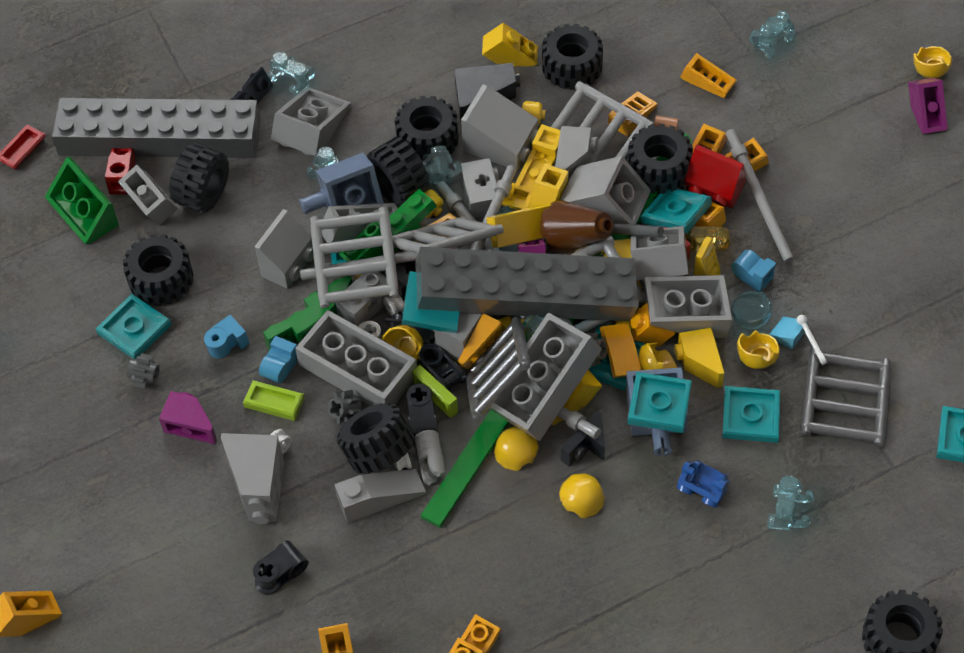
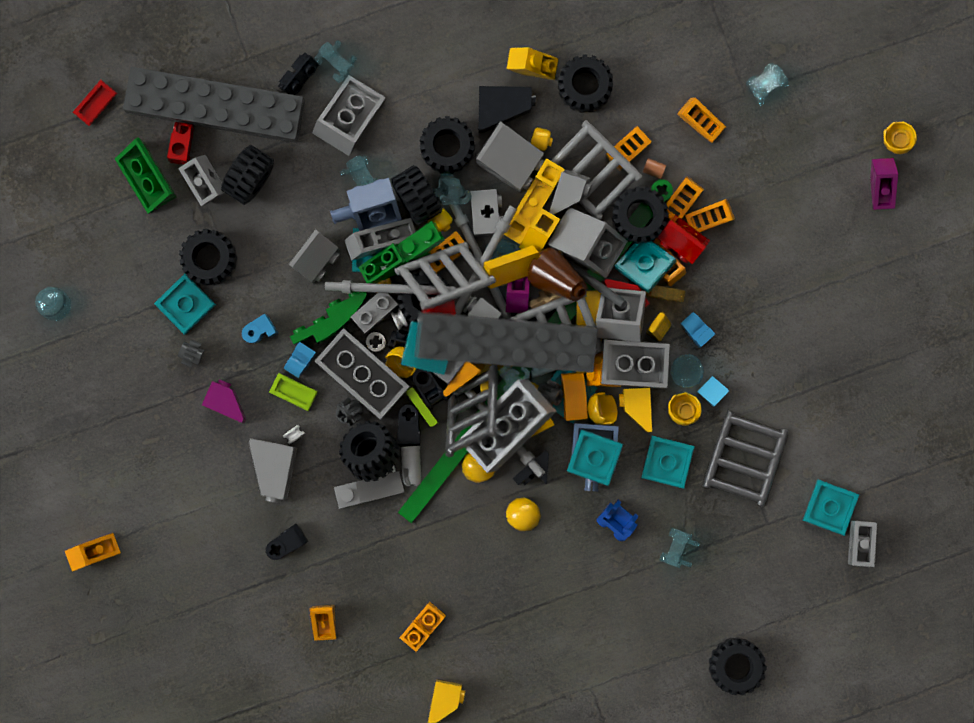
camera: 10 degrees right, 30 degrees up
(324, 273) = (396, 297): light grey bar -> none
(741, 155) = (710, 215): light grey bar -> none
(801, 320) = (724, 391): white hinge -> none

